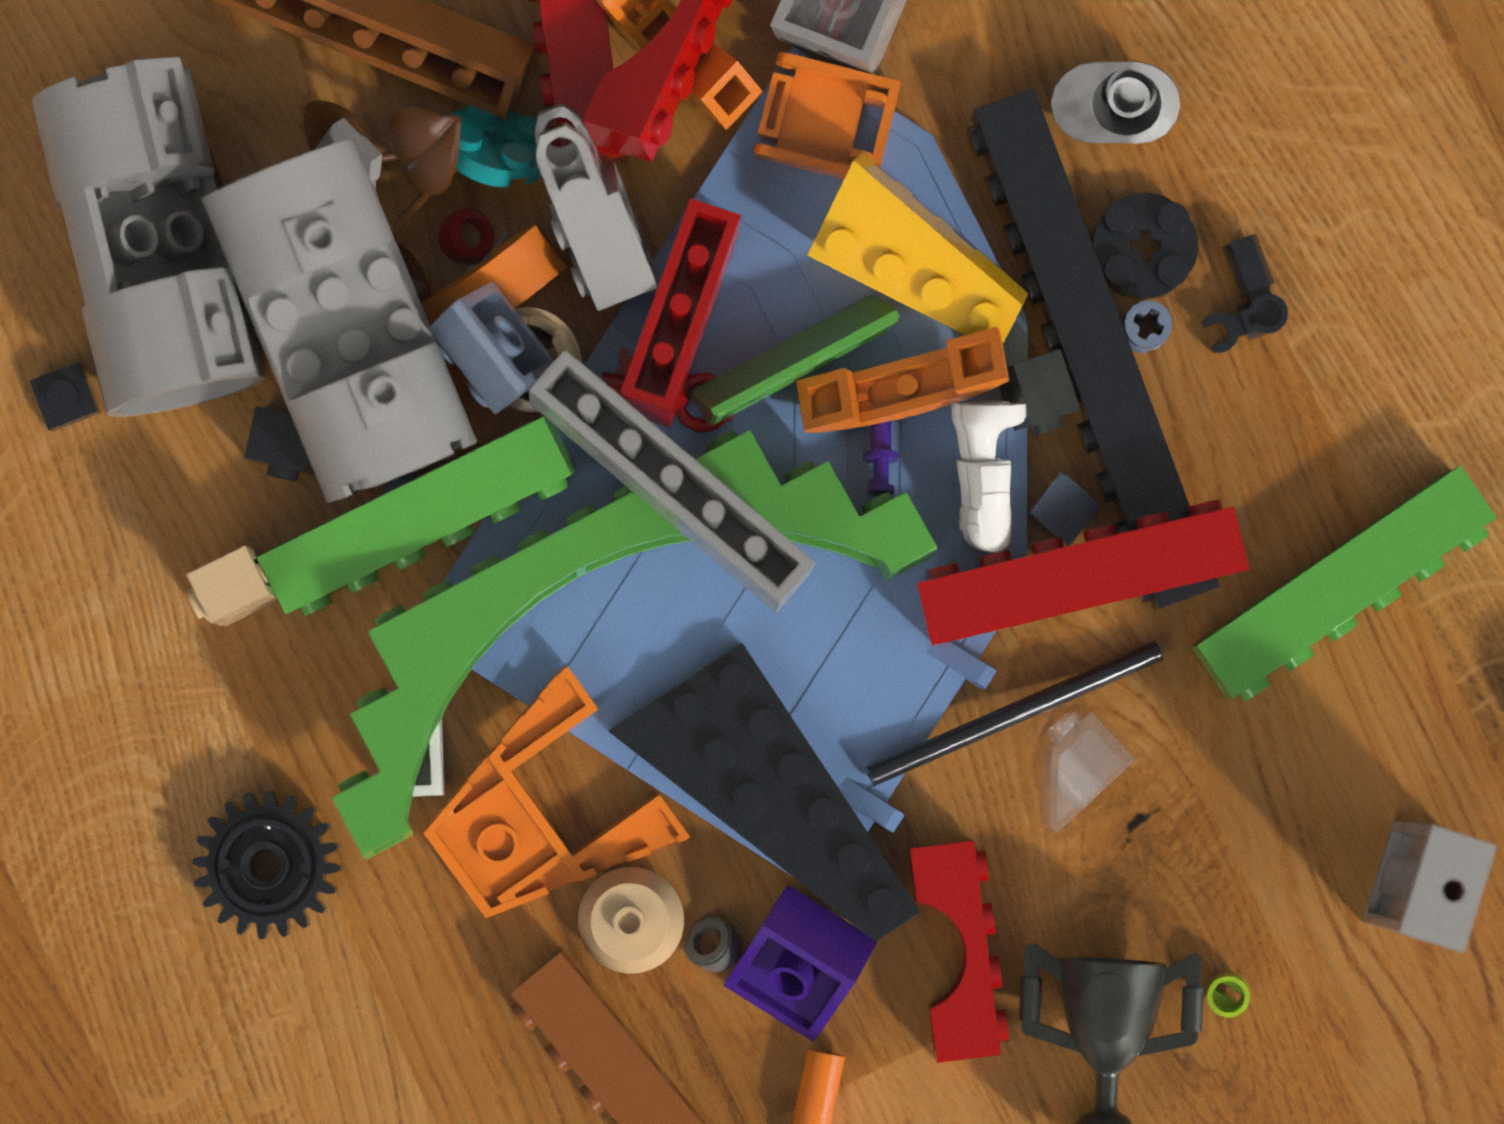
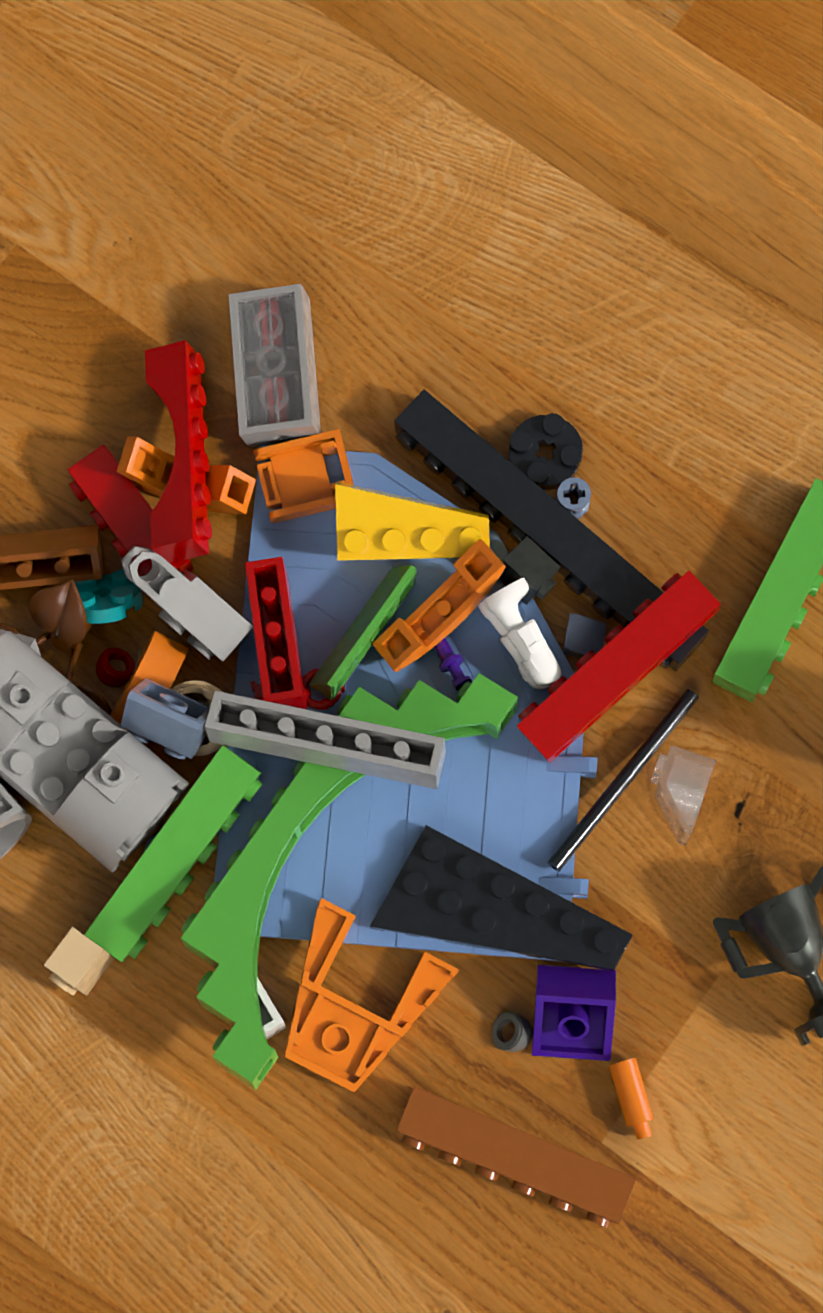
camera: 20 degrees left, 10 degrees down
(233, 869) = (218, 1134): black gear -> none
(277, 444) = (63, 858): black brick -> none
(630, 920) = (449, 1043): tan cone -> none
(965, 1018) = (640, 908): red arch -> none
(1115, 102) = (479, 372): flat silver piece -> none
(1265, 311) = (642, 451): black bar -> none

